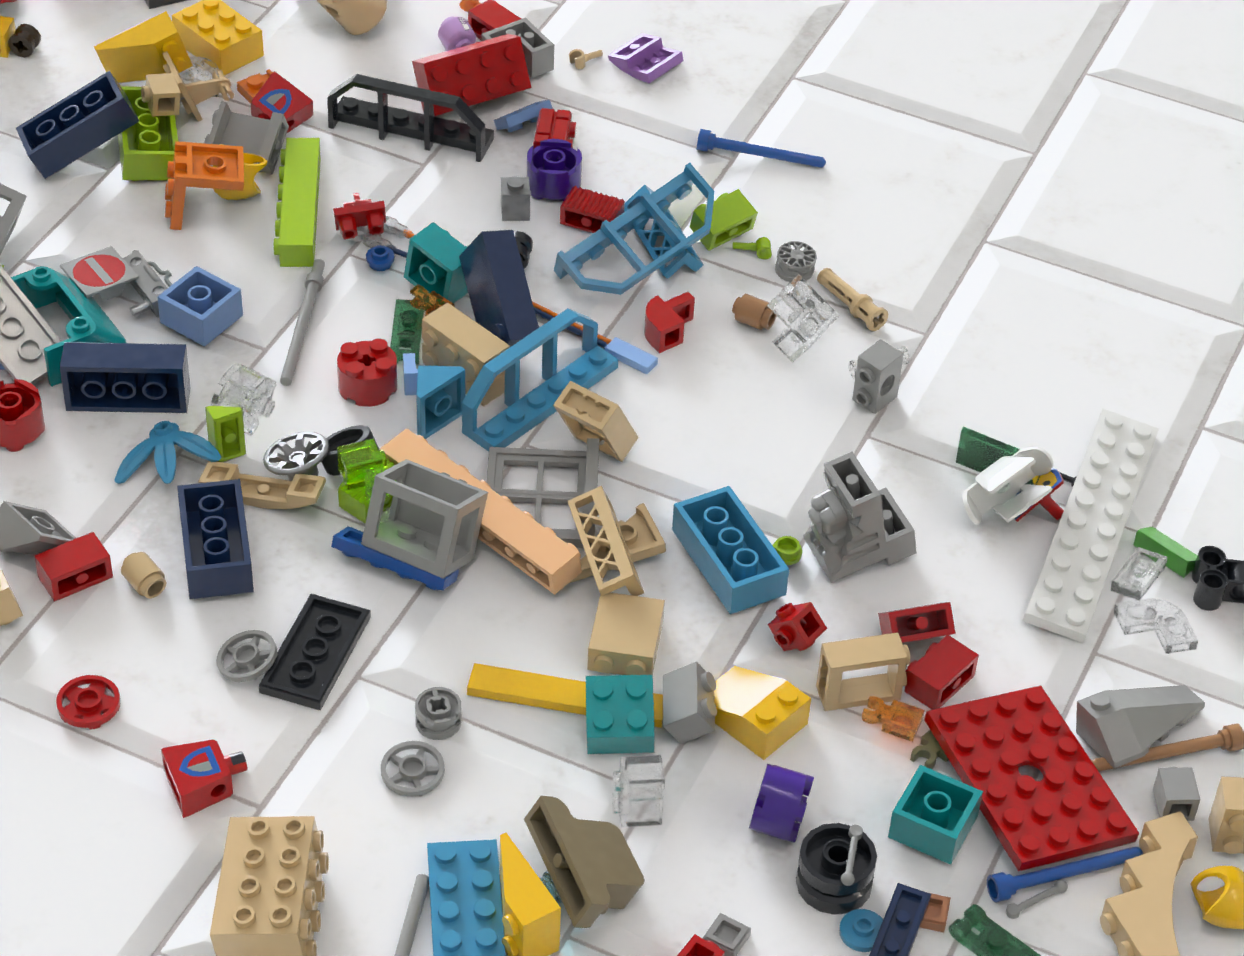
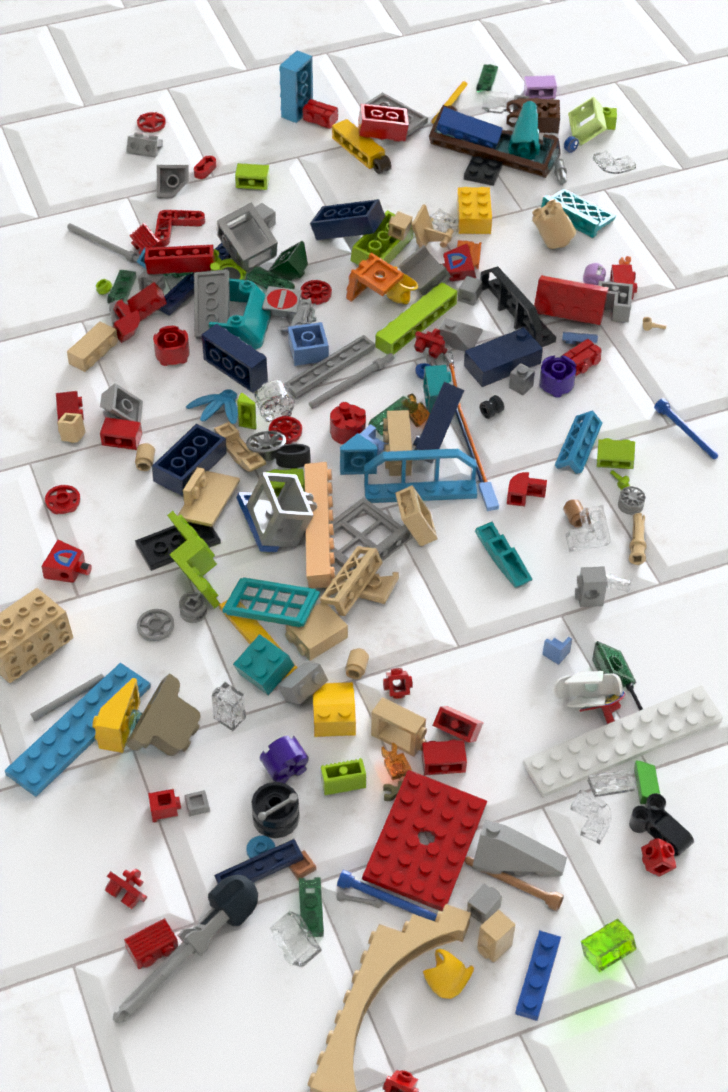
camera: 45 degrees right, 5 degrees up
(47, 222) = (291, 262): none -> dark green slope
(52, 257) = (266, 278): none -> clear green plate
(122, 240) = (316, 291): none -> red wheel
(140, 50) = (414, 195): yellow slope -> none
(246, 656) = (145, 523): light grey wheel -> none
(257, 312) = (330, 365): none -> light grey plate
(286, 426) = (286, 428): none -> red wheel
(297, 570) = (207, 496): none -> tan bracket
(329, 130) = (470, 290): none -> light grey brick
(360, 464) = (281, 463): clear neon green brick -> none
(377, 186) = (459, 335): none -> light grey slope
(382, 647) = (194, 558): none -> lime bracket
(462, 186) = (500, 356): none -> dark blue brick
(539, 636) = (271, 602): none -> teal piece
(588, 209) = (554, 409): red brick -> none
(637, 217) = (547, 425): dark azure plate -> none
(645, 58) = (686, 343): medium lavender slope -> none
(718, 639) = (356, 663): none -> tan brick
(730, 549) = (411, 623): dark azure brick -> none
(738, 412) = (503, 555): none -> teal slope
(788, 549) = (444, 644): lime plate -> none
(856, 522) = (480, 654): light grey brick -> none
(866, 773) = (343, 776): none -> lime brick
(914, 475) = (557, 650): none -> medium blue panel
(935, 814) = (351, 821): teal brick -> none

